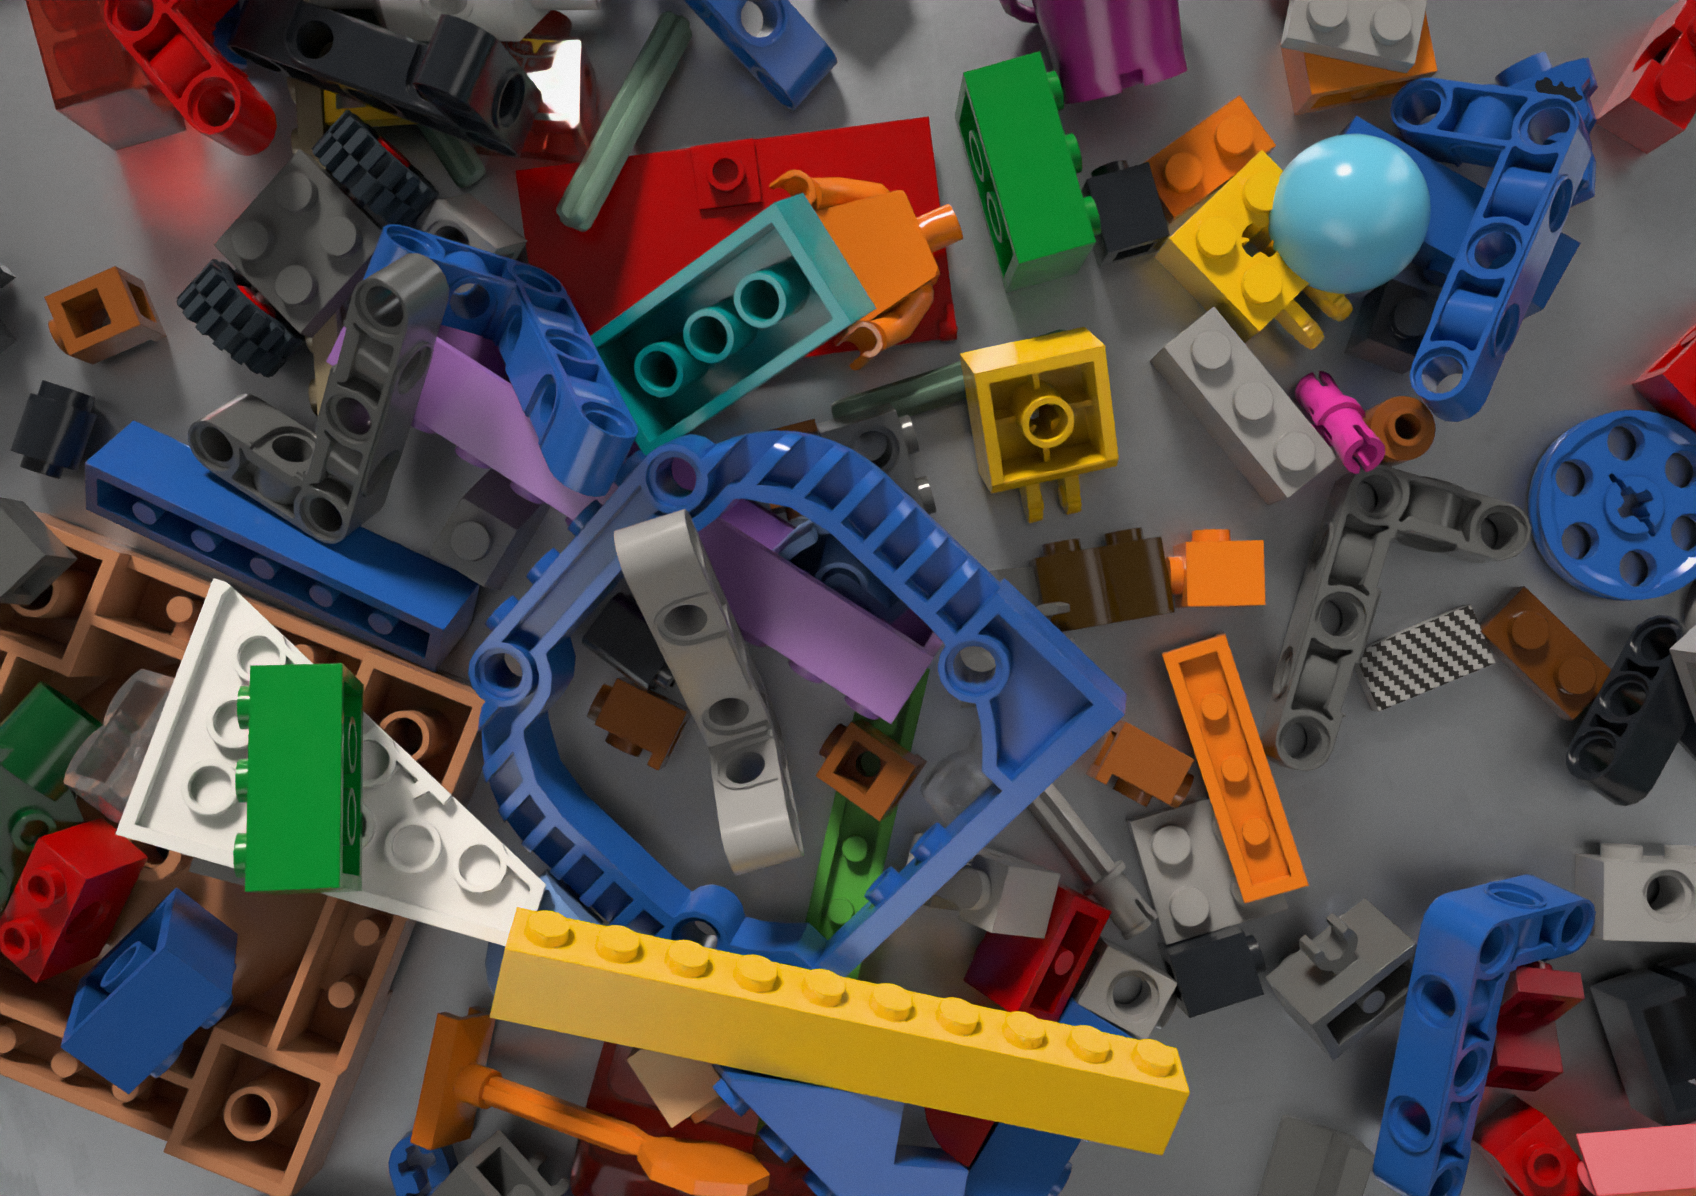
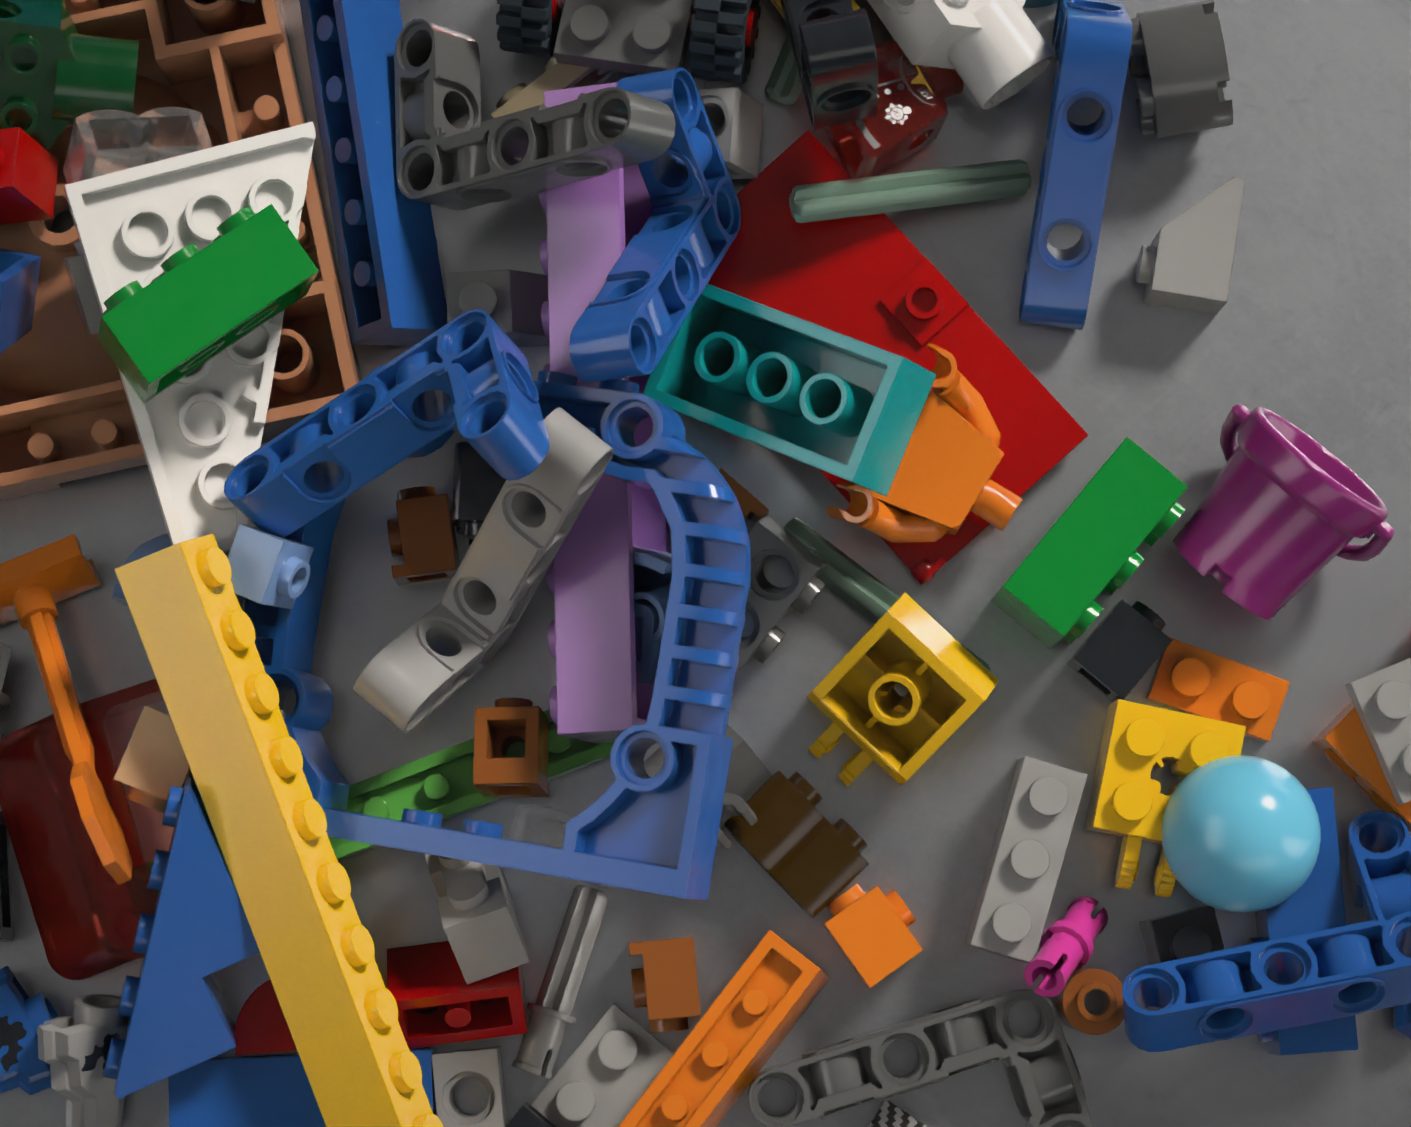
camera: 55 degrees right, 5 degrees down
(522, 606) = (454, 377): none -> blue beam
(578, 875) = (268, 567): none -> medium blue plate

